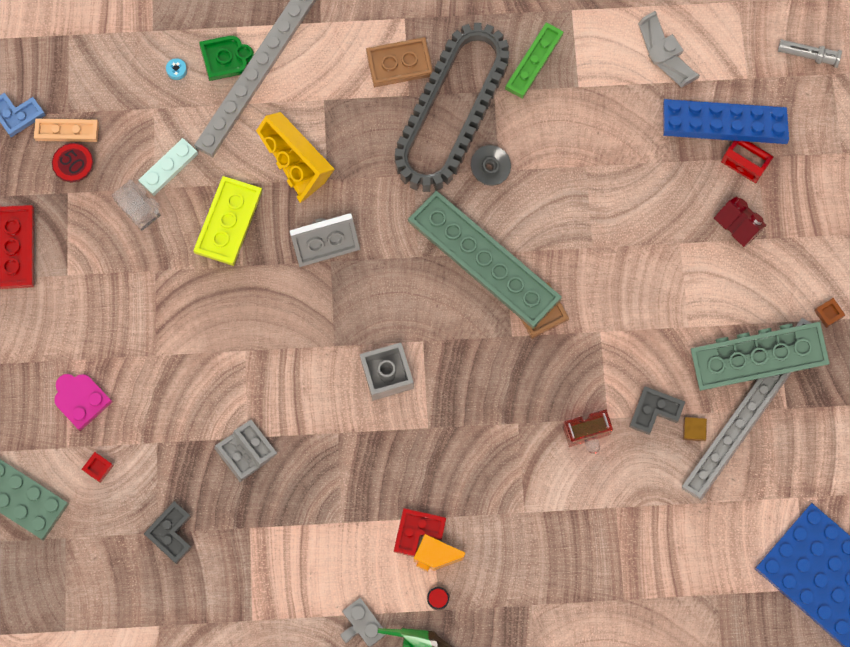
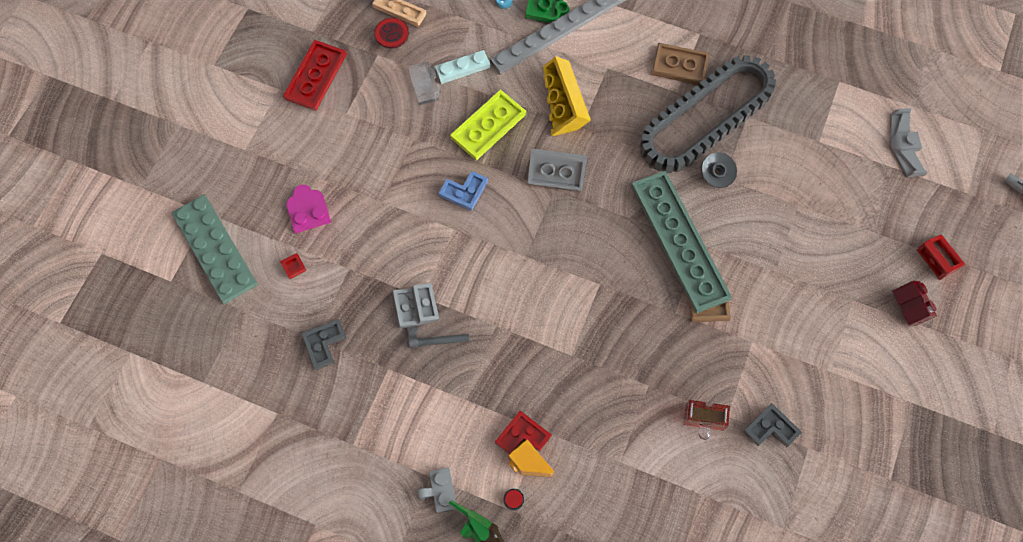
camera: 25 degrees right, 5 degrees down
(240, 310) = (466, 194): none -> medium blue plate
(264, 488) = (413, 342): none -> dark grey piece
(387, 371) = (558, 293): light grey brick -> none
(534, 60) = (791, 105): bright green plate -> none
(695, 429) = (800, 459): pearl gold tile -> none
(725, 121) = (935, 218): blue plate -> none
(734, 433) = (858, 465): light grey plate -> none
(759, 355) = (887, 422): sand green plate -> none
(829, 312) = (963, 414): dark orange plate -> none

